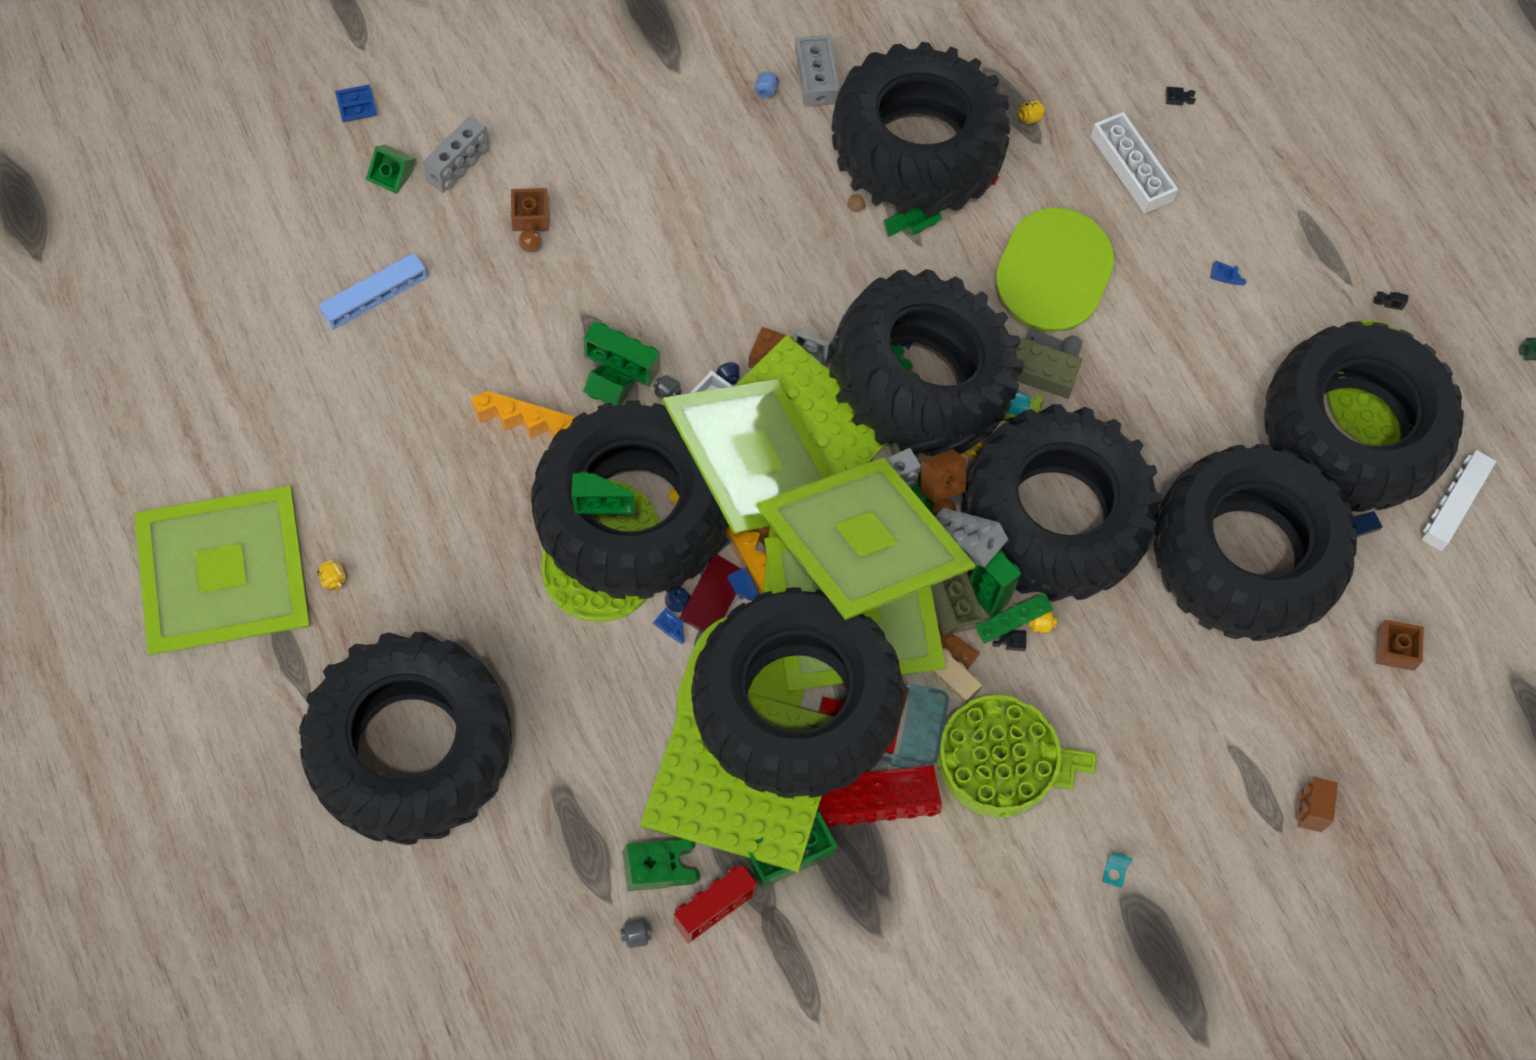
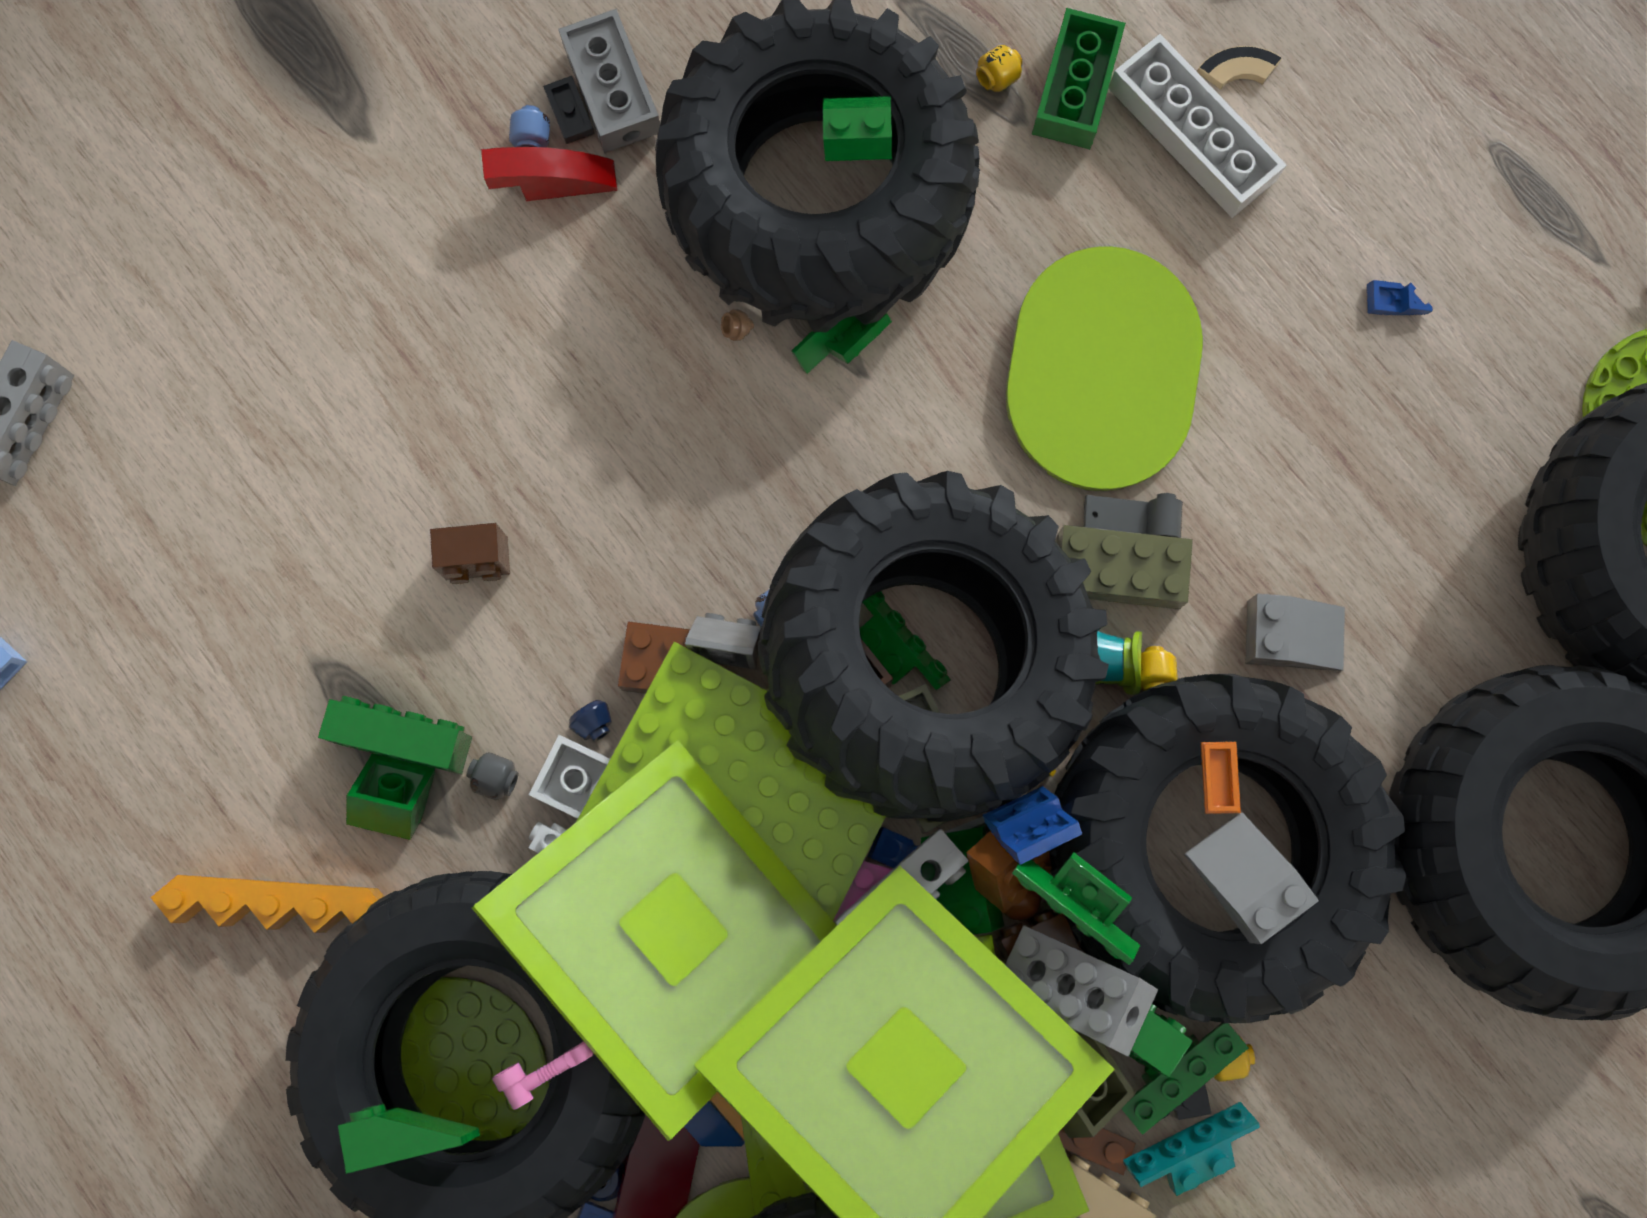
camera: 10 degrees left, 15 degrees up
(529, 215) = (171, 493): dark orange brick -> none
(662, 493) = (518, 1085): none -> bright pink brick
(684, 275) = (470, 552): none -> reddish brown brick
(772, 105) = (548, 171): none -> red slope
(790, 80) = (569, 109): none -> black plate
(946, 106) = (857, 129): none -> green slope
(959, 452) = (1032, 825): none -> blue slope
(980, 485) = (1085, 899): none -> green bracket
(1011, 666) = (1194, 1152): none -> teal bracket
(1066, 449) = (1220, 777): none -> orange tile
(1071, 500) = (1251, 879): none -> light grey slope
(1073, 125) = (1078, 78): none -> green brick
(1135, 420) = (1294, 633): none -> light grey slope
(1166, 140) = (1239, 63): none -> tan tile

